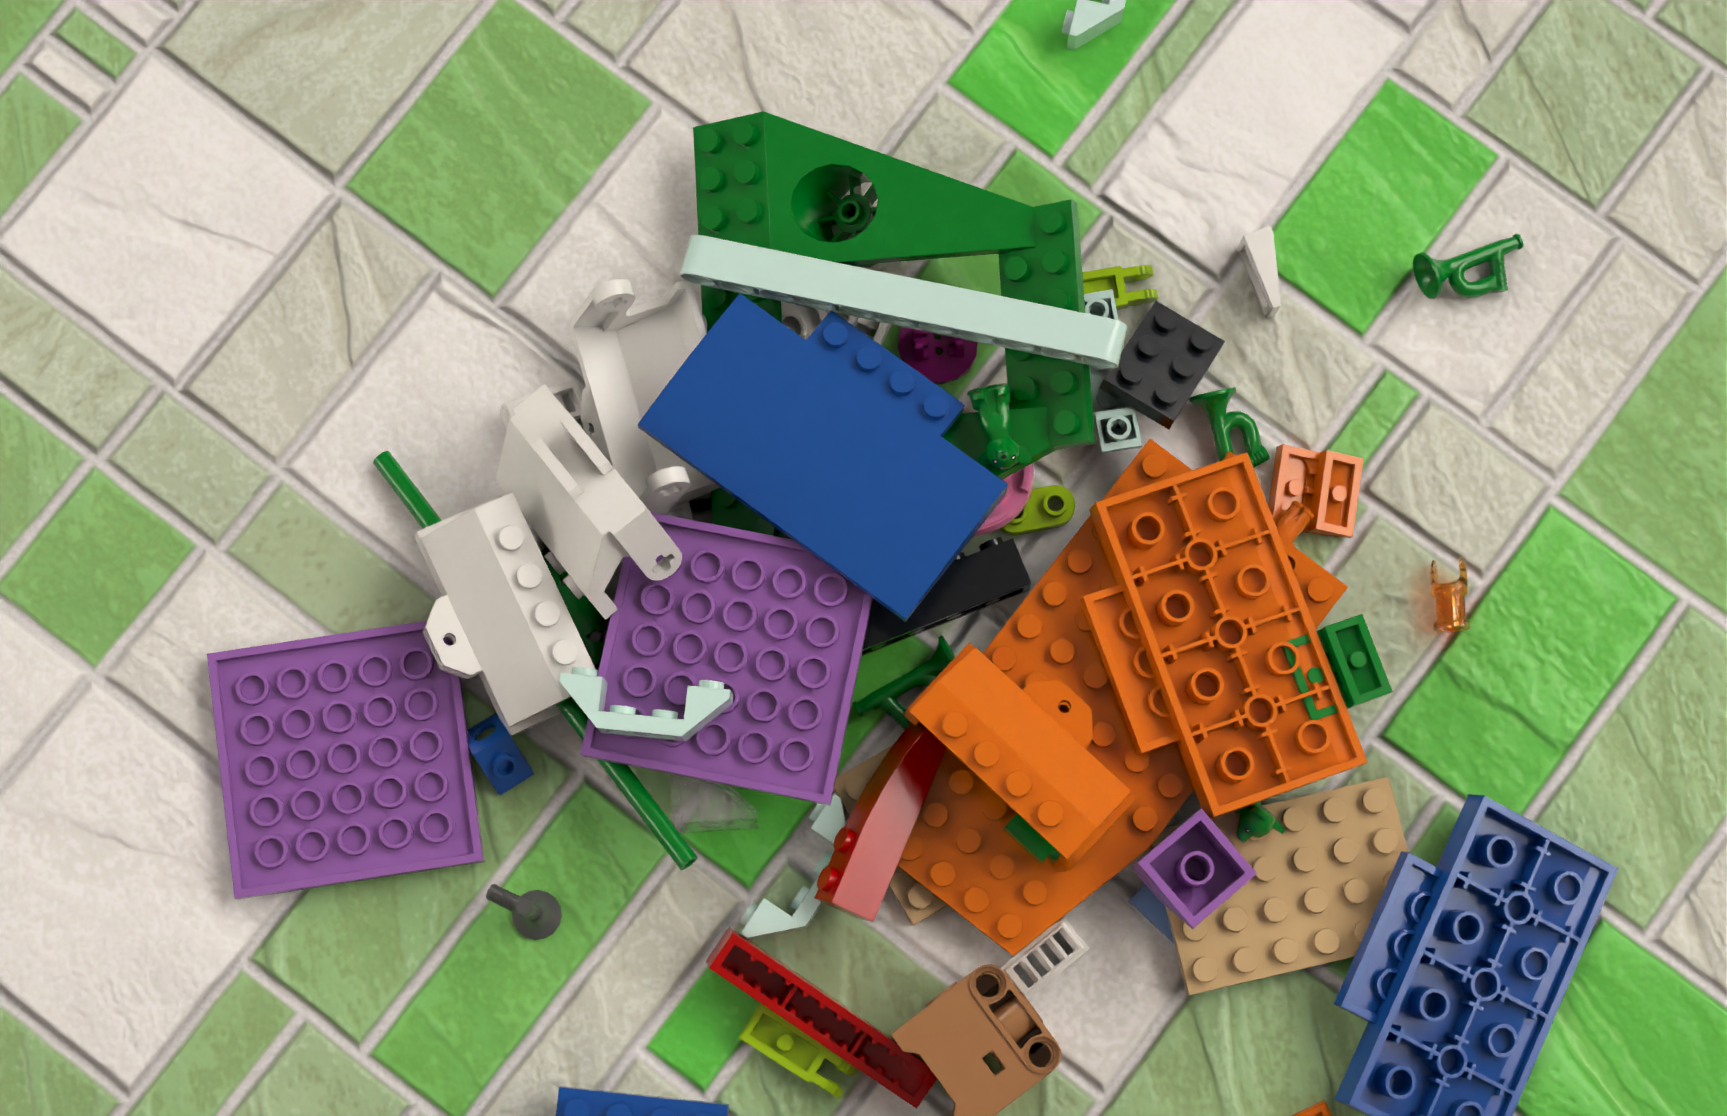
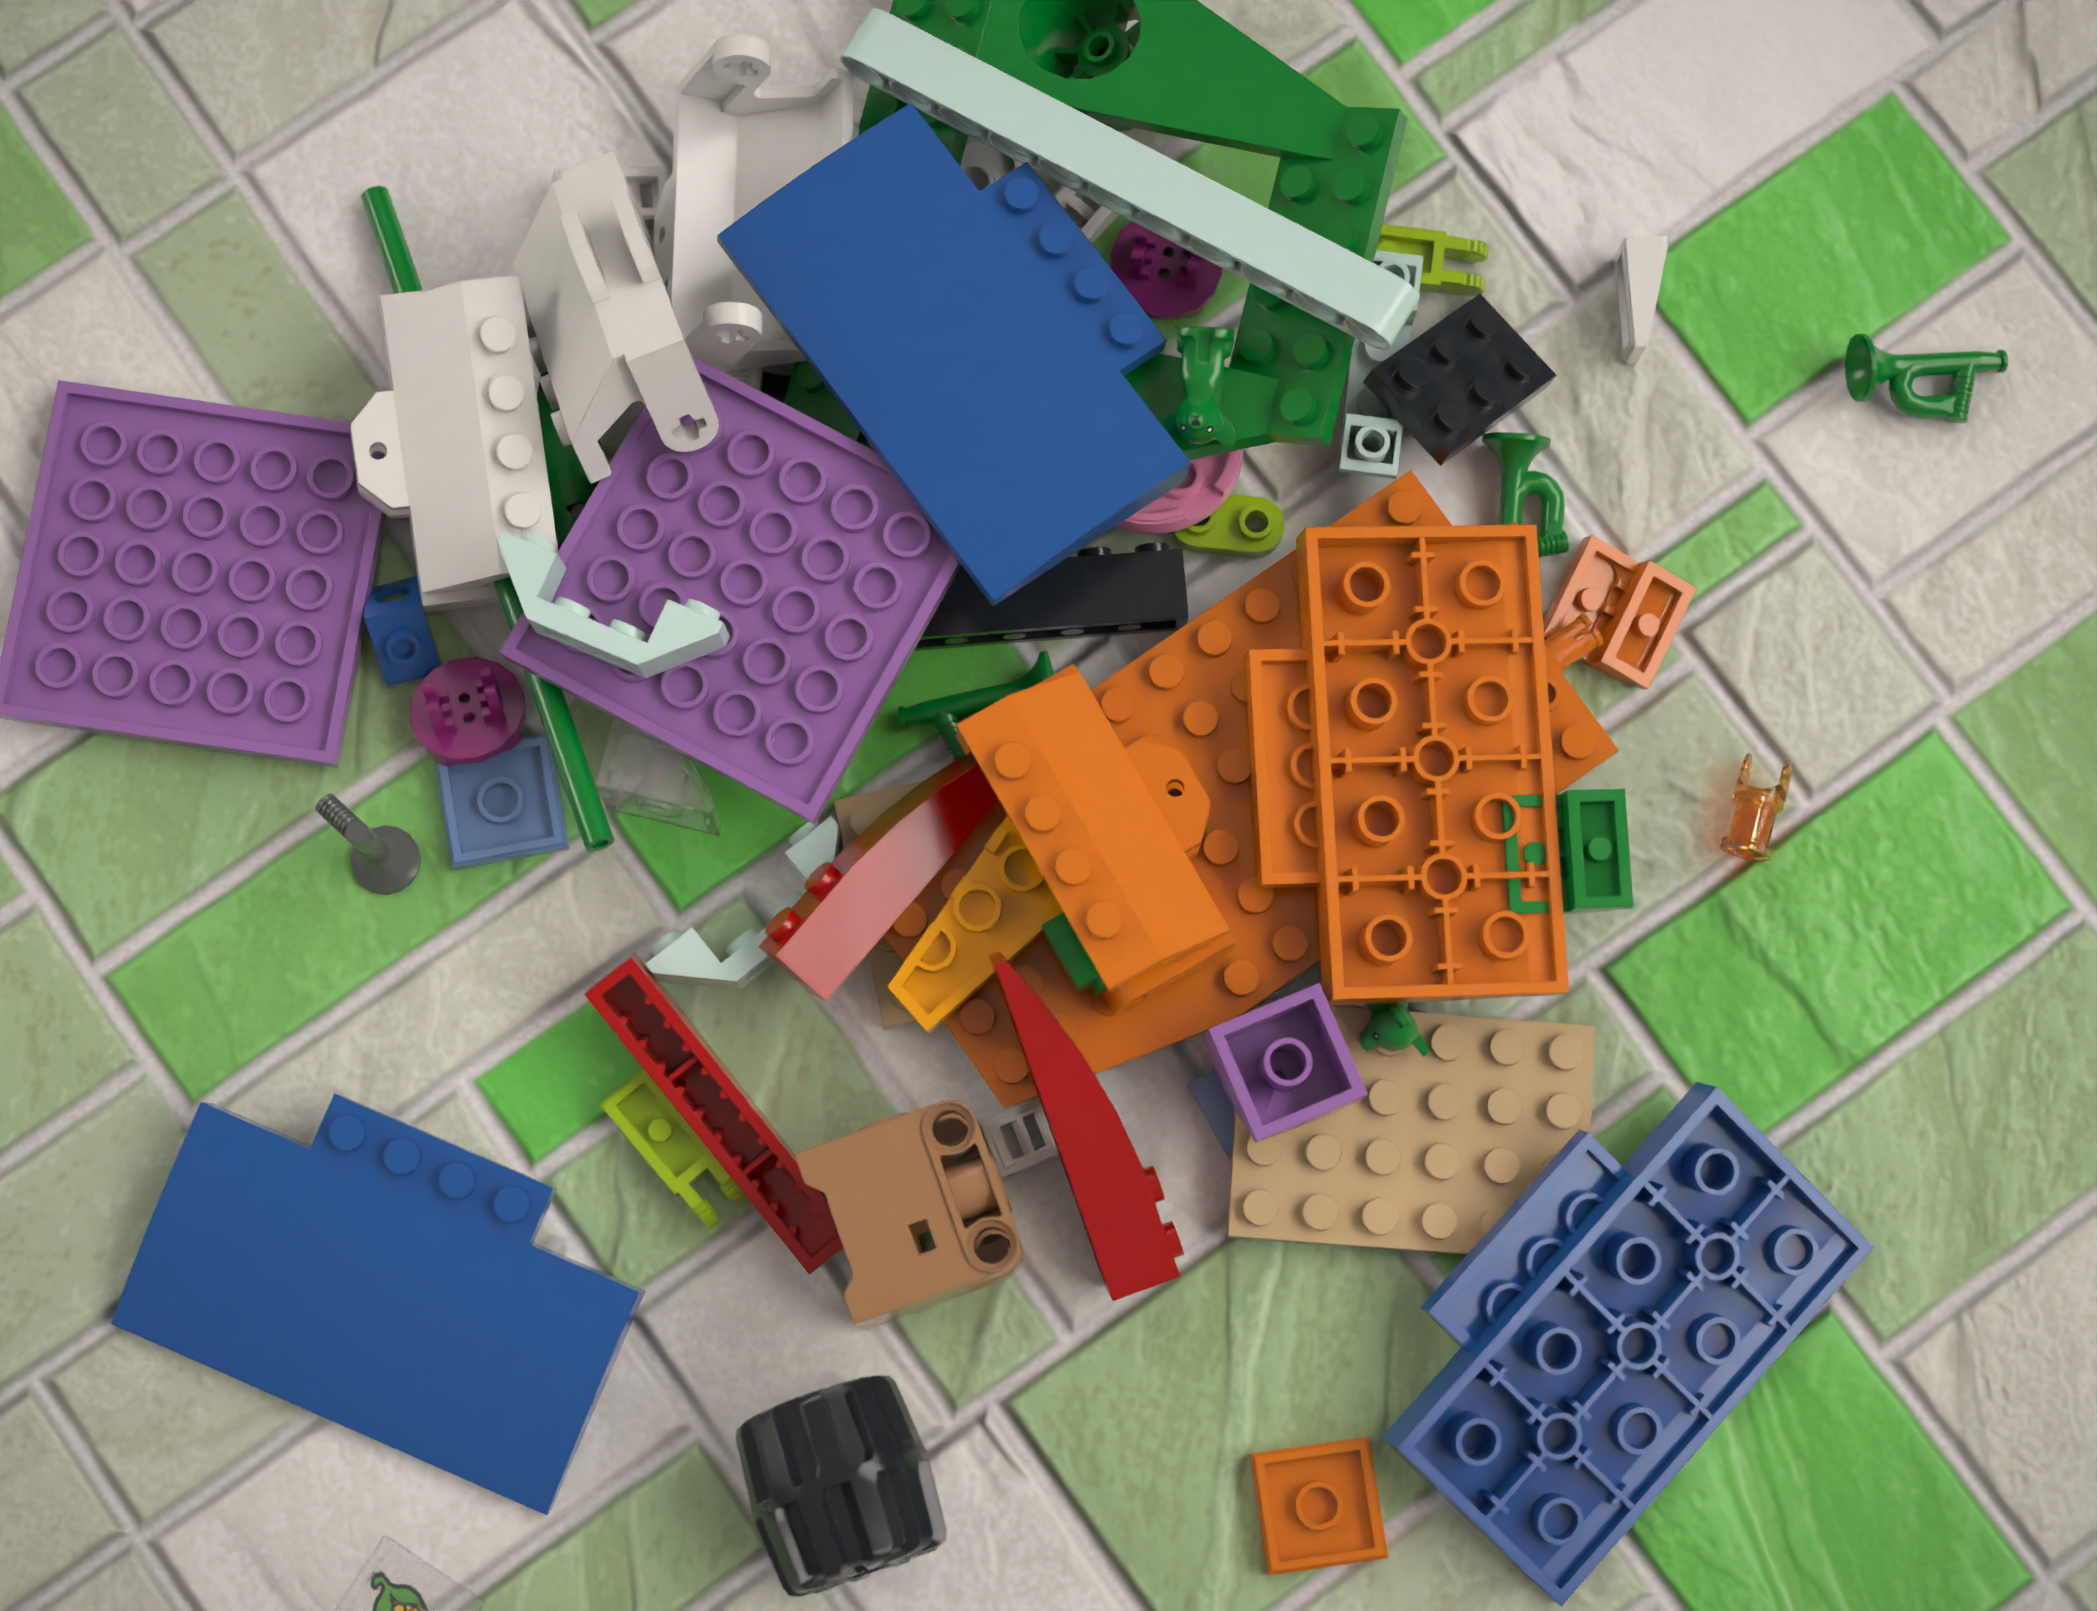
camera: 15 degrees right, 0 degrees up
(545, 807) = (493, 702): none -> magenta plate
(603, 850) = (503, 806): none -> medium blue tile
(961, 840) = (989, 911): none -> light orange wing
(1084, 966) = (1098, 1158): none -> red slope

